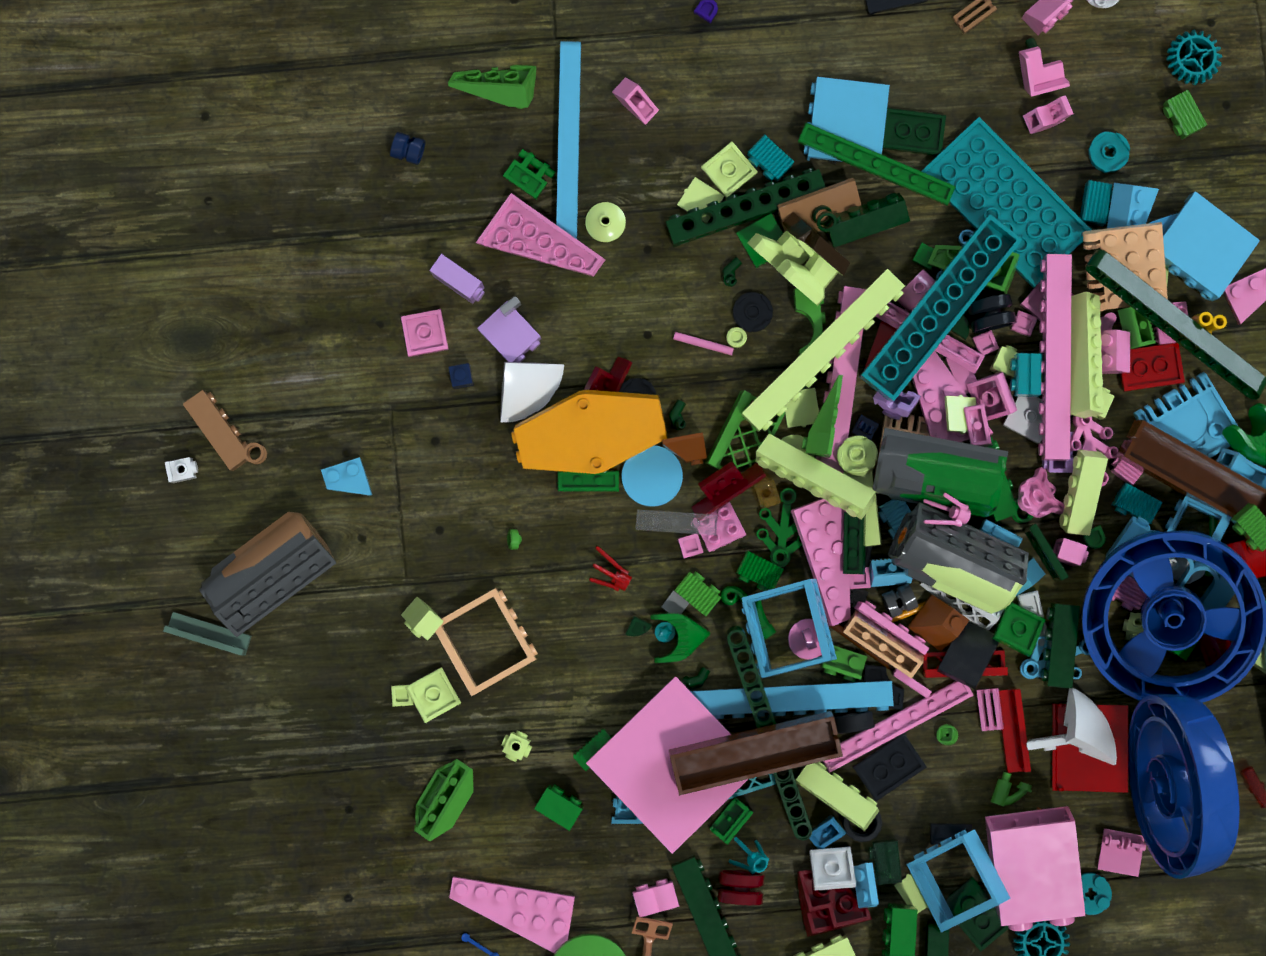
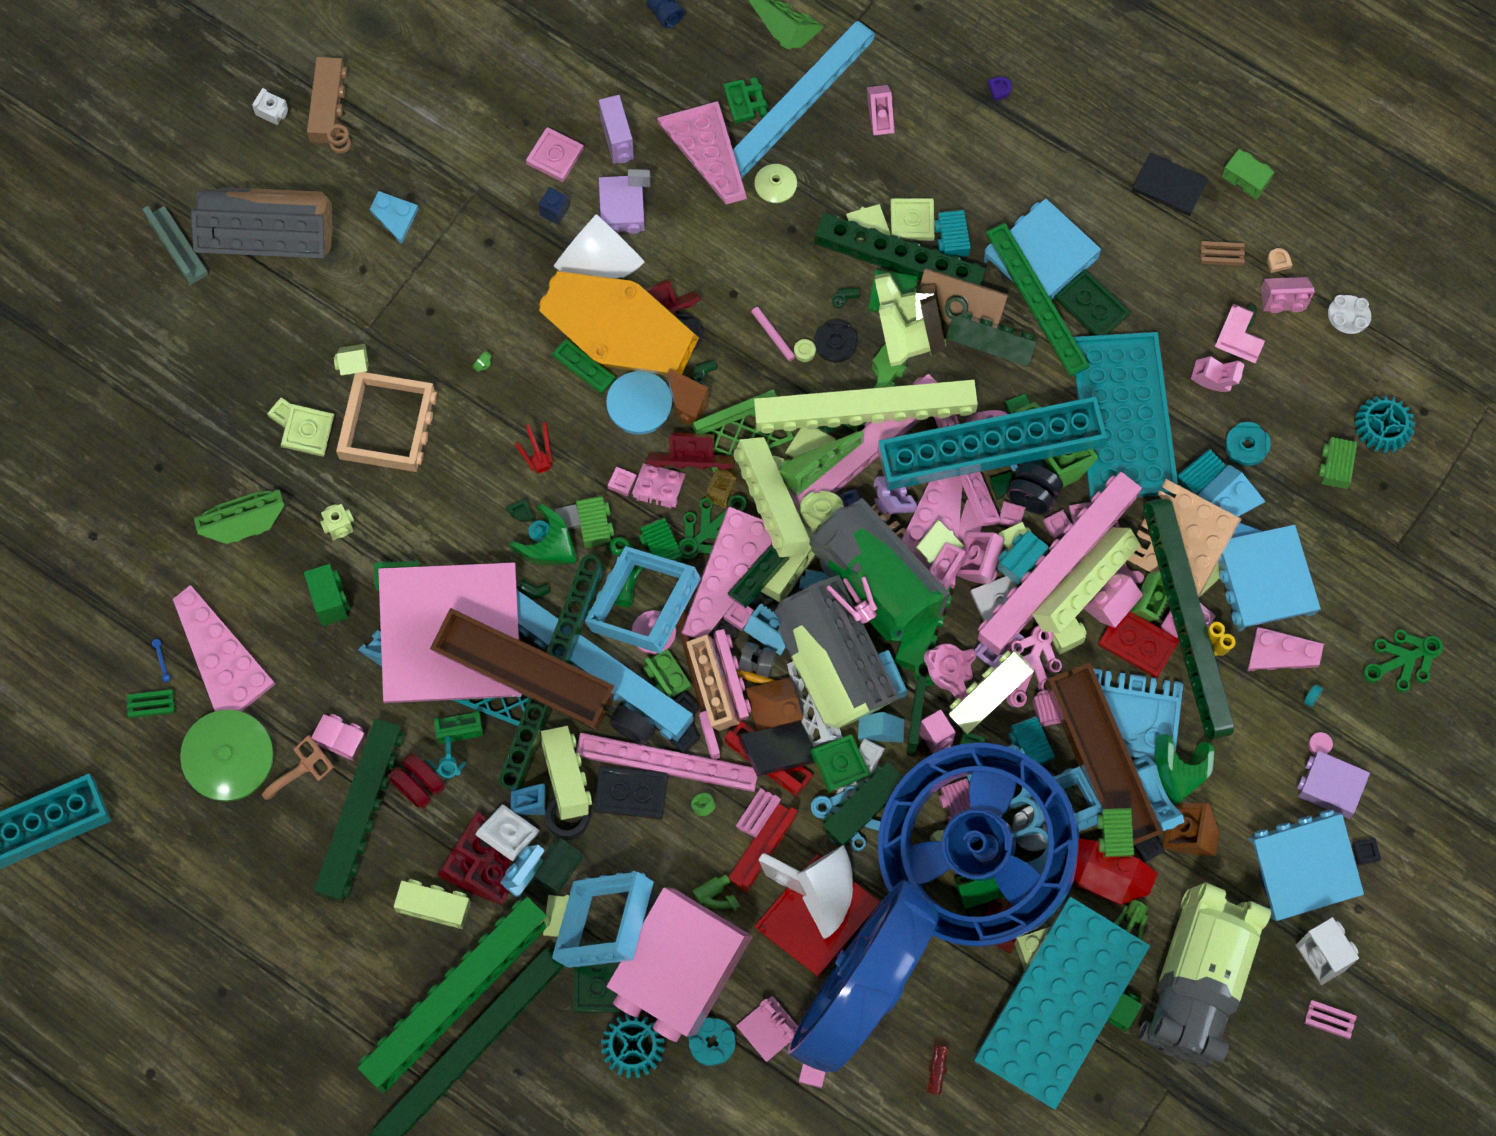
camera: 35 degrees right, 15 degrees down
(676, 522) = (626, 450): clear tile -> none

